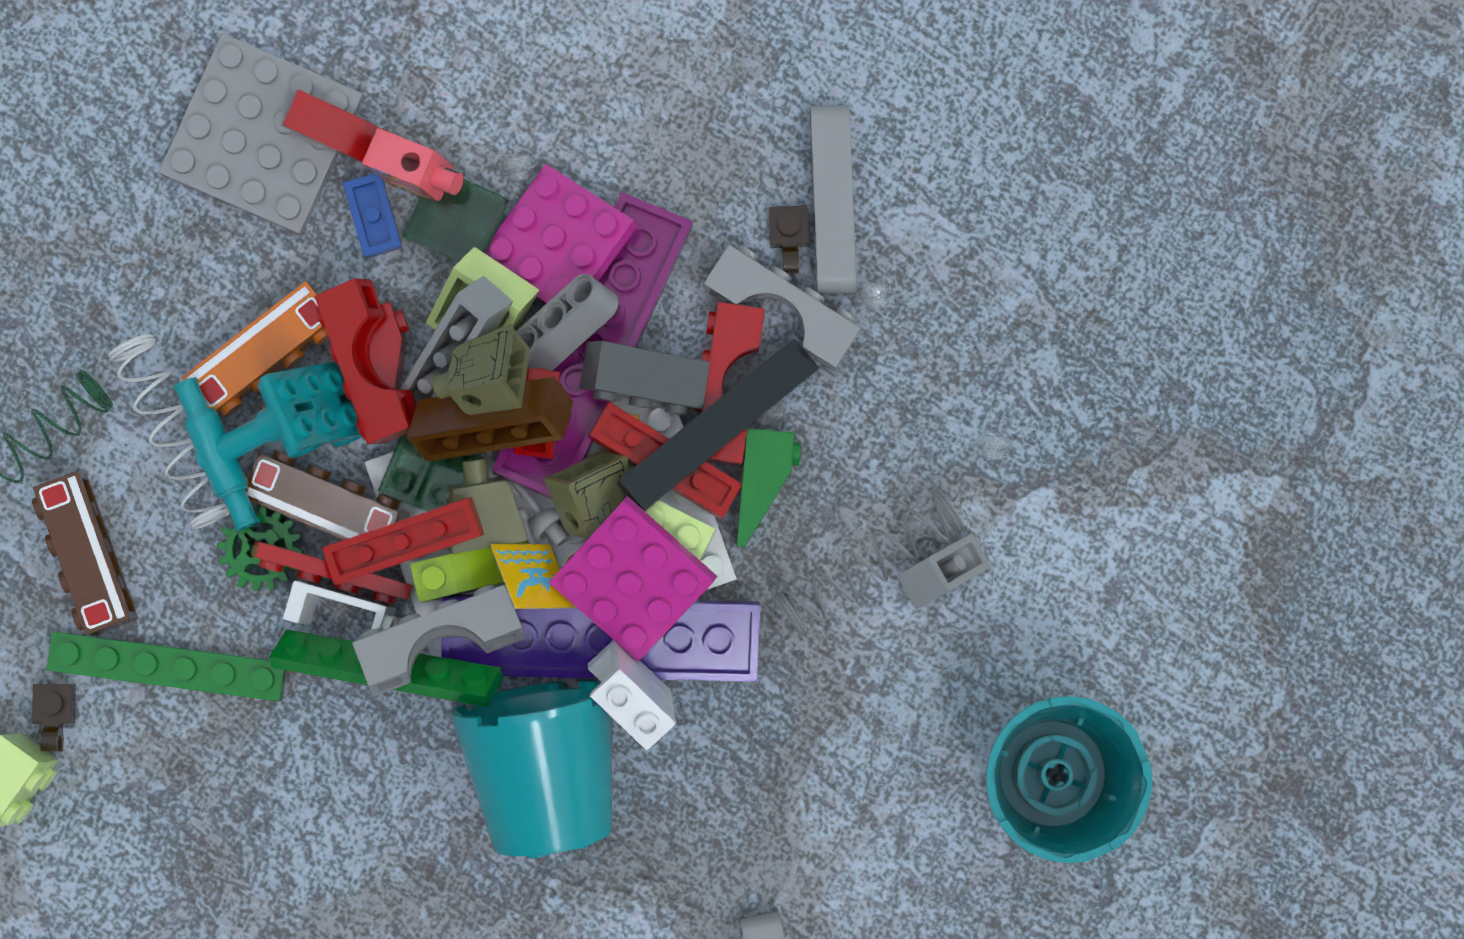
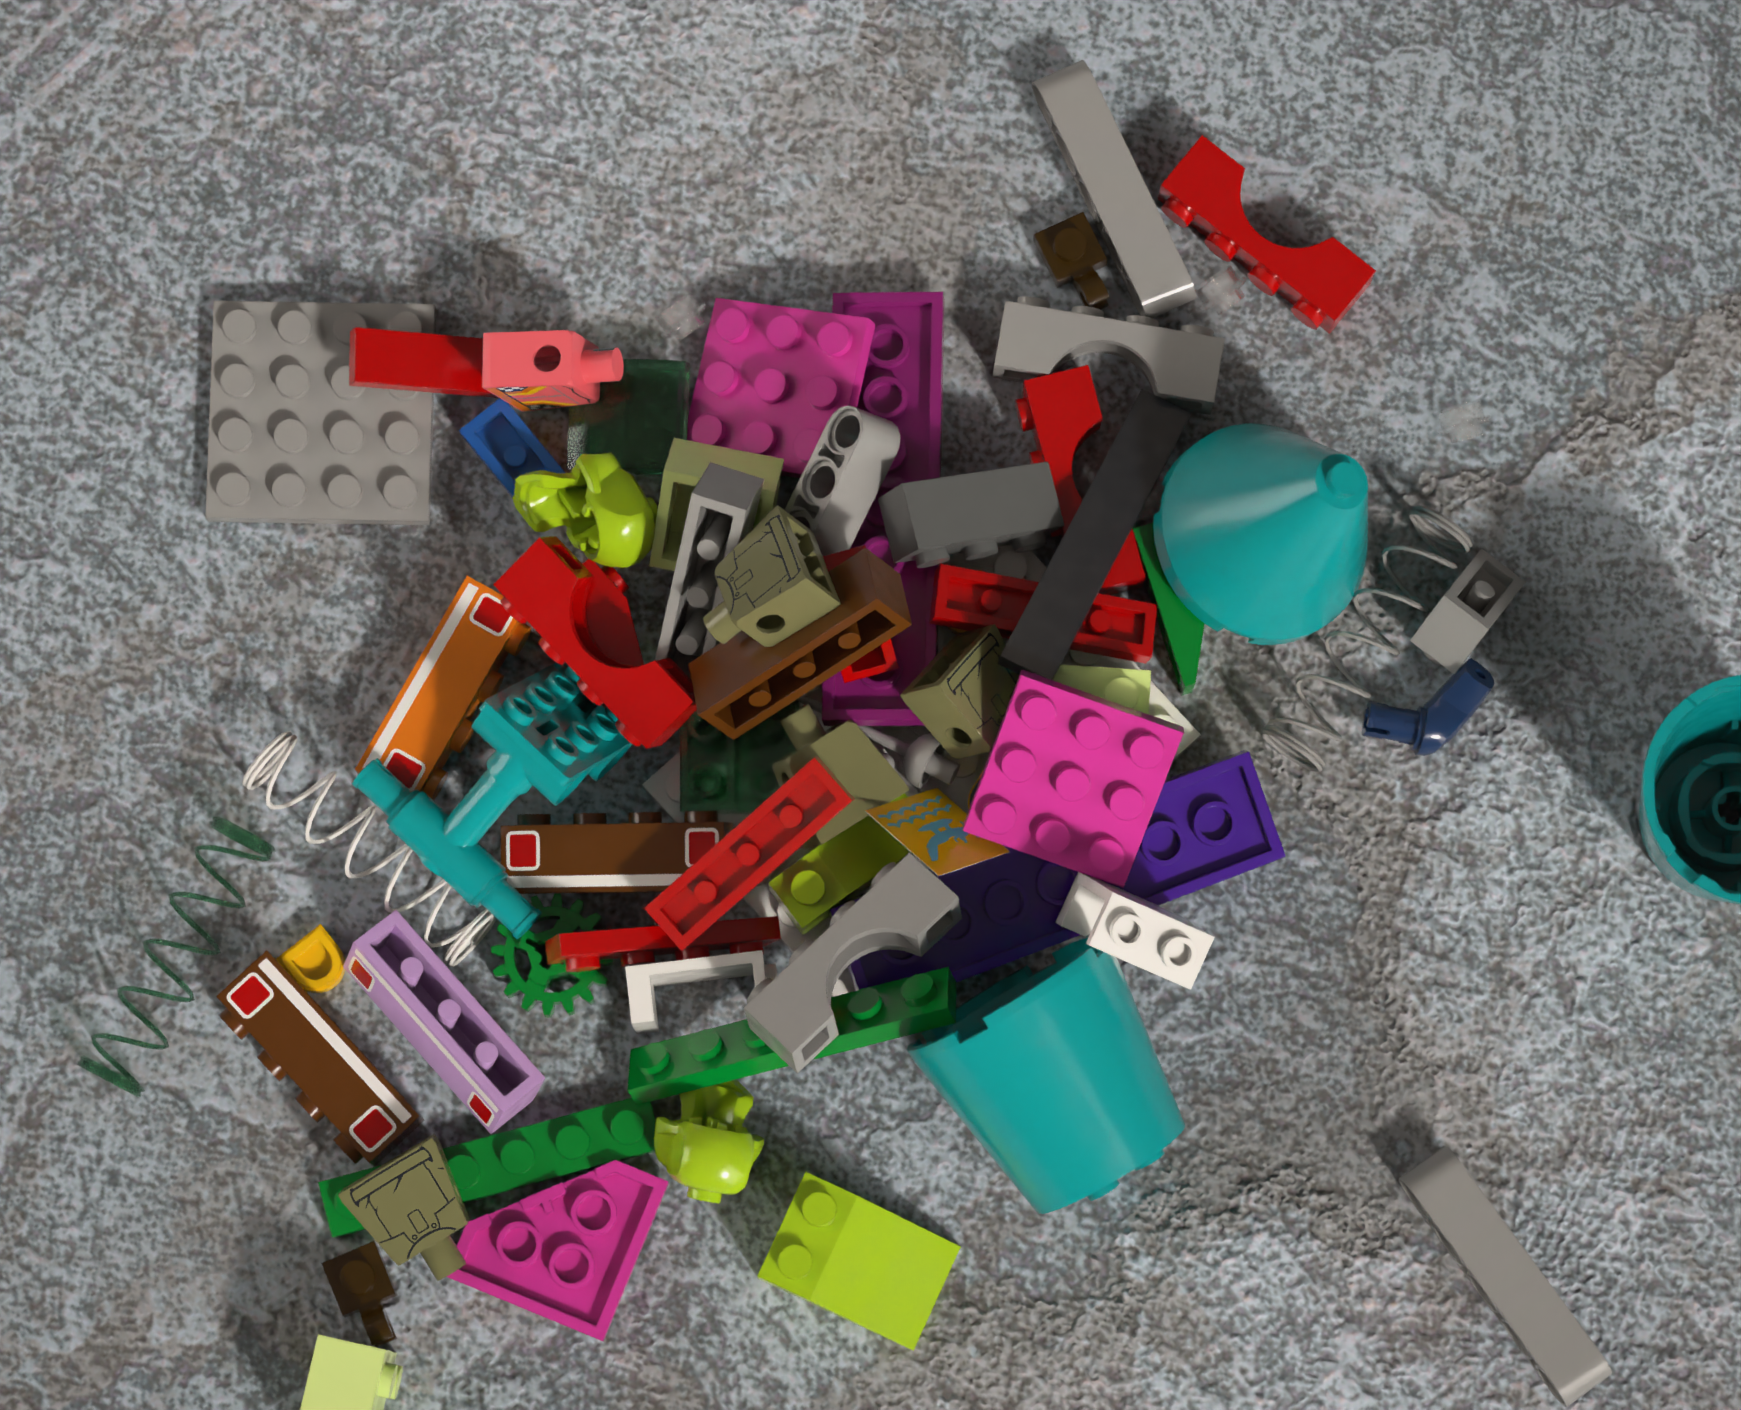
camera: 25 degrees left, 5 degrees down
(99, 675) = (412, 1207): none -> olive torso
(110, 488) = (314, 961): none -> yellow tile
(171, 563) = (443, 1021): none -> lavender brick
(190, 739) = (565, 1246): none -> dark pink plate
(306, 713) = (709, 1144): none -> lime head
(371, 826) = (858, 1261): none -> lime slope
(411, 271) = (597, 503): none -> lime head
(829, 466) = (1263, 532): none -> teal cone
(894, 633) = (1438, 719): none -> dark blue arm
(940, 313) = (1315, 279): none -> red arch

